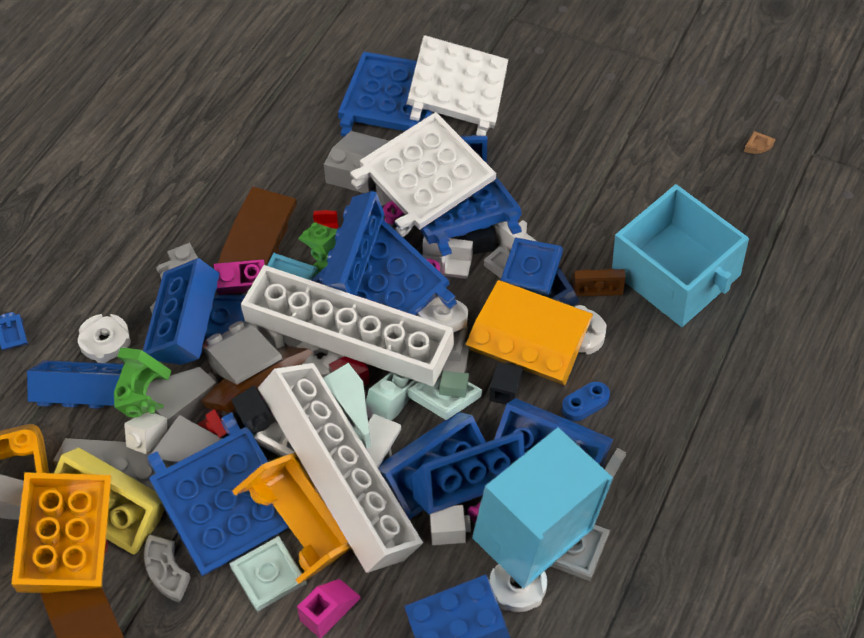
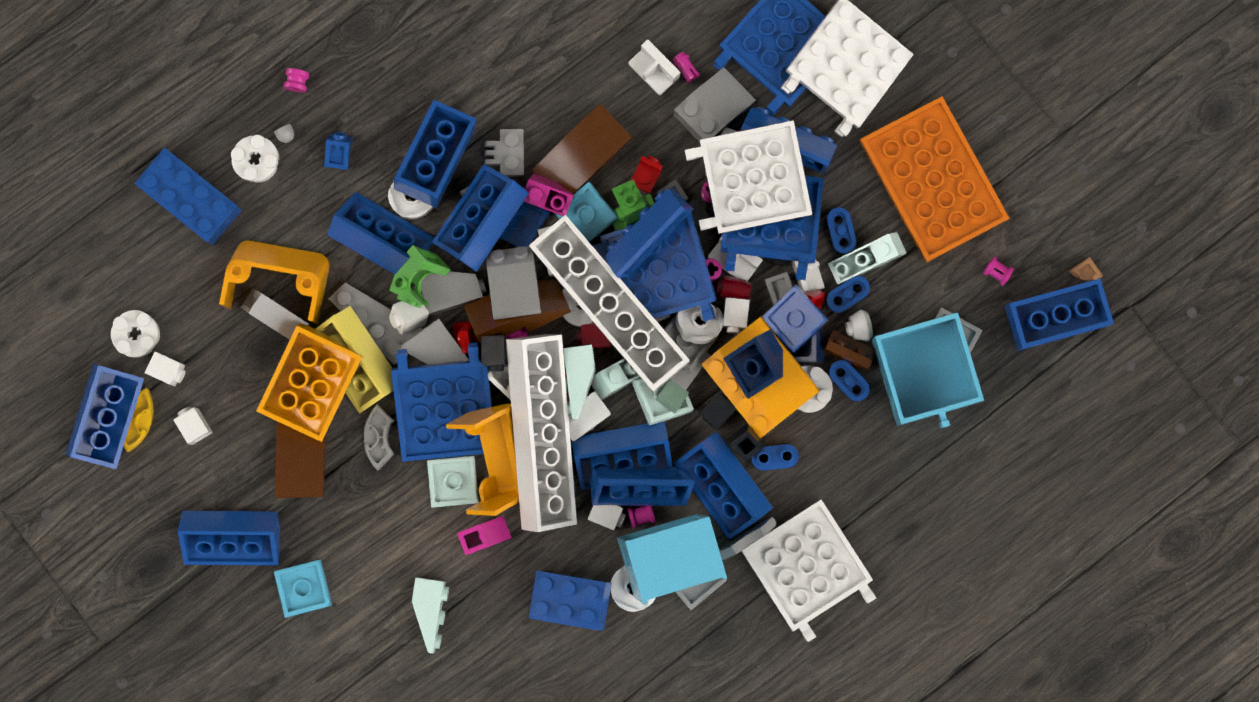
camera: 25 degrees right, 30 degrees up
(110, 286) = (435, 153): none -> blue brick
(289, 151) = (654, 68): none -> white panel
(319, 143) = (685, 66): none -> dark pink pin
(462, 279) = (733, 288): none -> dark red brick
(472, 295) = (735, 315): none -> white brick
(518, 308) = (757, 363): none -> dark blue slope
(532, 201) = (841, 231): none -> blue plate
(551, 391) = (747, 442): none -> black brick
(564, 239) = (847, 294): none -> blue plate
(566, 206) = (867, 257): none -> light aqua slope
(585, 132) = (934, 179): none -> orange plate
(594, 257) = (859, 326): none -> white cone
(614, 306) = (850, 379): none -> blue plate
(683, 480) = (808, 567): none -> white plate
(685, 170) = (1002, 278): none -> dark pink bush
(760, 175) = (1059, 315): none -> blue brick

